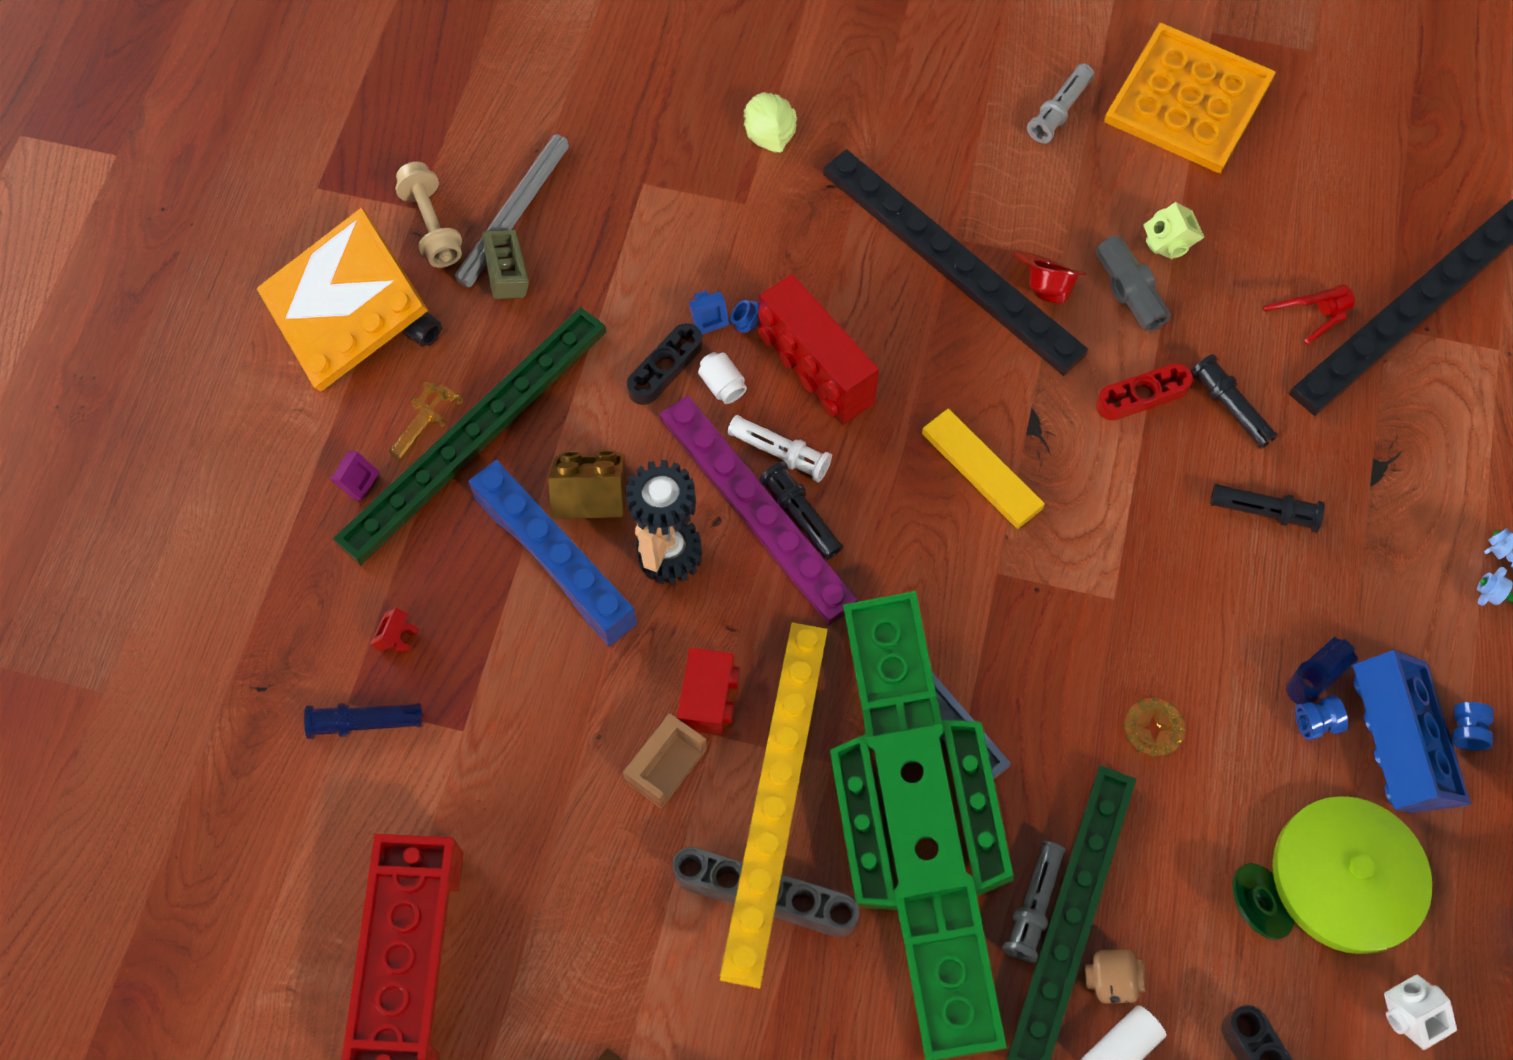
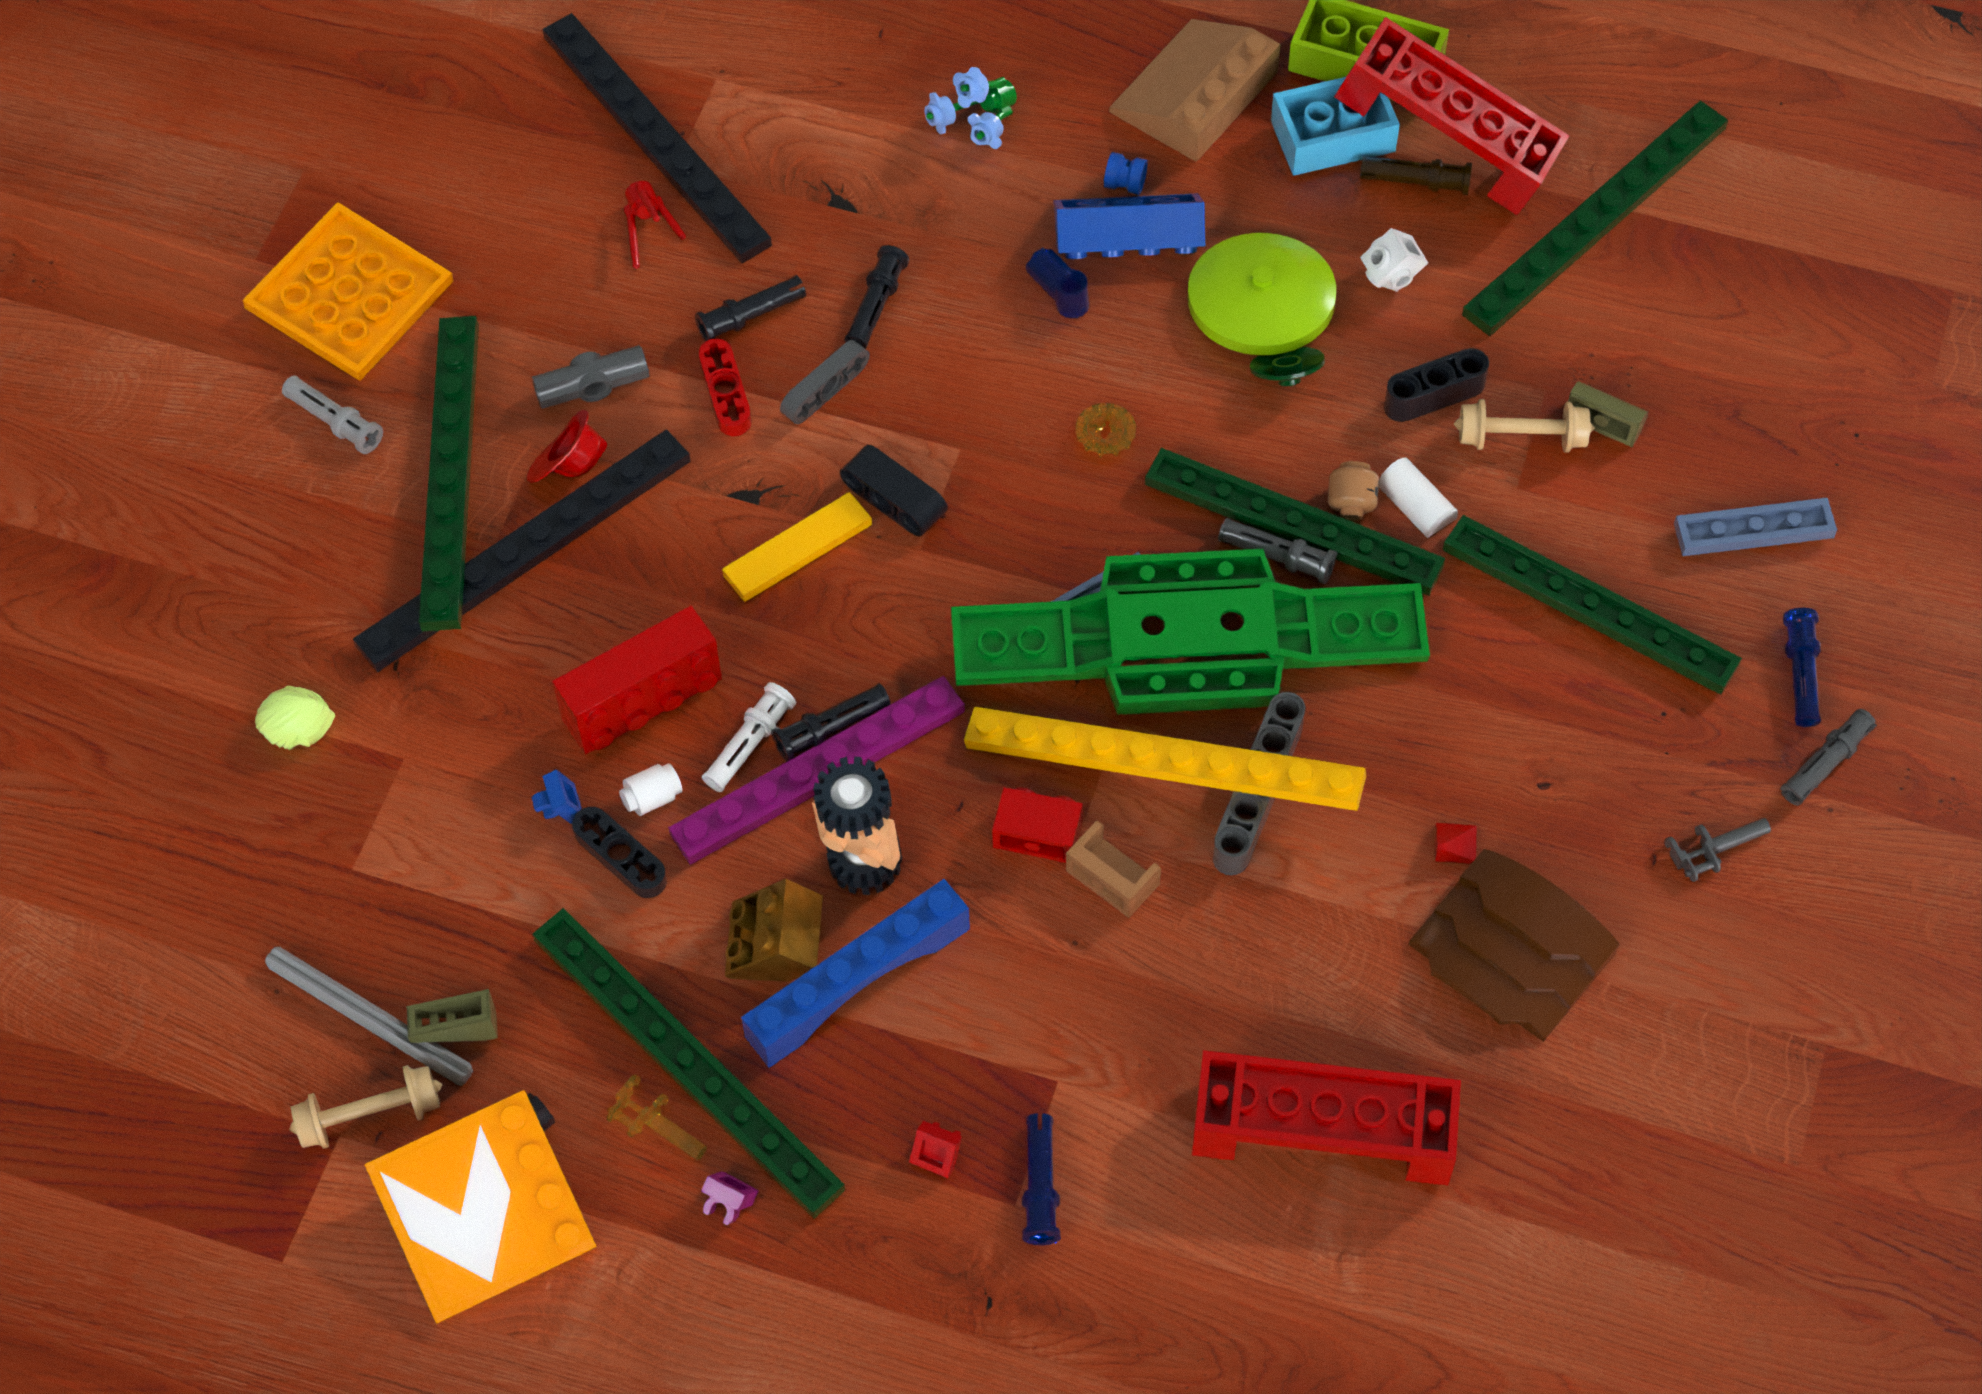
camera: 85 degrees left, 5 degrees down
(745, 316) = (564, 765): blue plate -> none
(1016, 190) = (449, 475): none -> dark green plate
(1050, 540) = (893, 490): none -> black beam
(1162, 471) = (824, 382): none -> dark grey beam
(1173, 231) = (533, 314): yellowish green brick -> none
(1321, 718) = (1107, 285): blue wheel -> none

